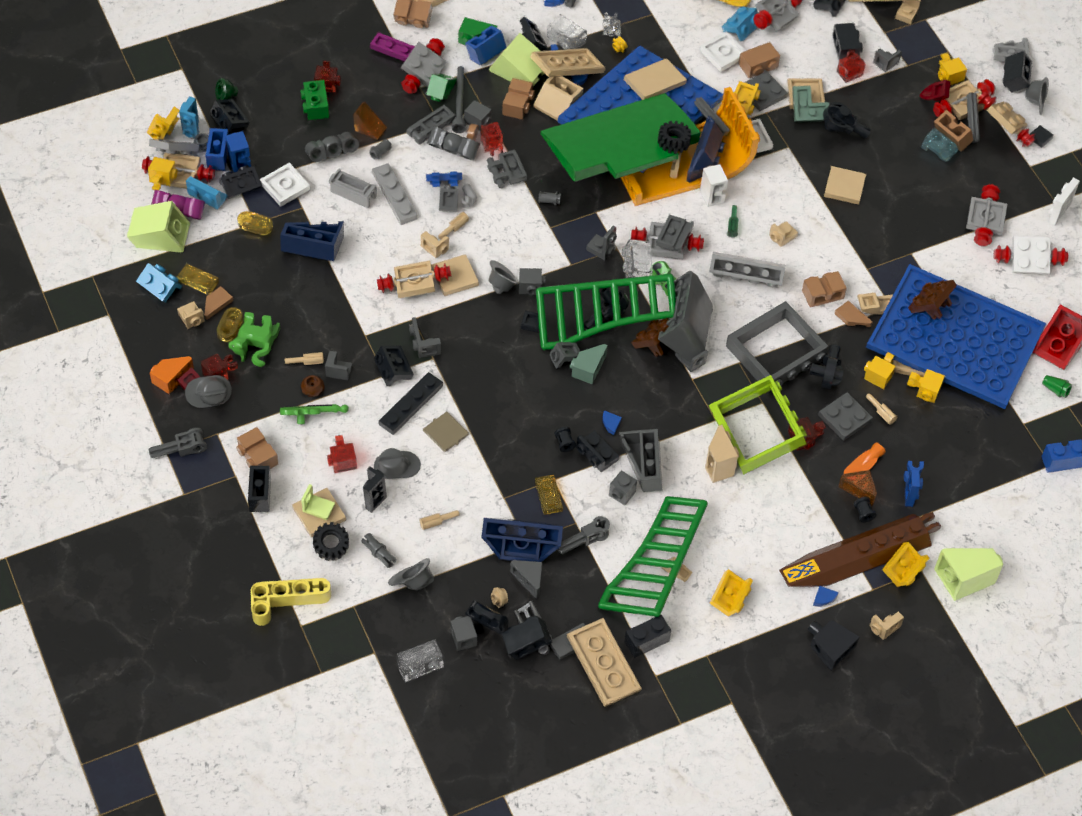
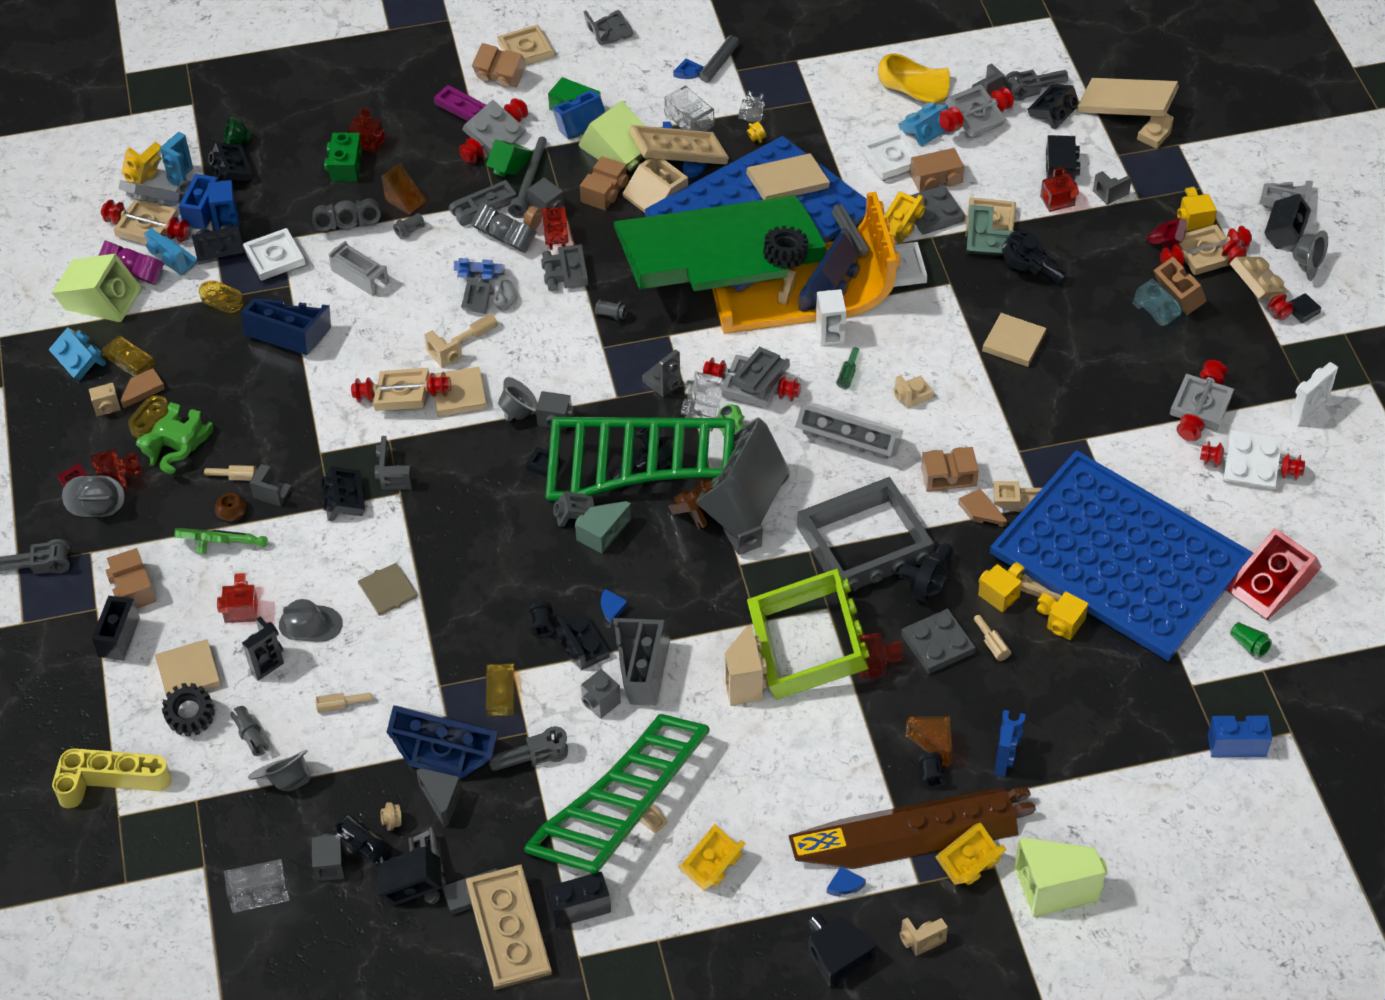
camera: 15 degrees right, 5 degrees down
(162, 172) = (119, 220): yellow brick -> none
(169, 371) = (50, 462): orange slope -> none
(316, 505) = (180, 658): yellowish green bracket -> none
(394, 194) = (411, 282): light grey plate -> none
(410, 403) = (351, 546): black plate -> none
(532, 33) = (644, 106): black bracket -> none
(866, 460) = (953, 703): orange piece -> none
(932, 297) = (1092, 495): reddish brown plate -> none
(973, 119) = (1212, 271): dark grey axle -> none

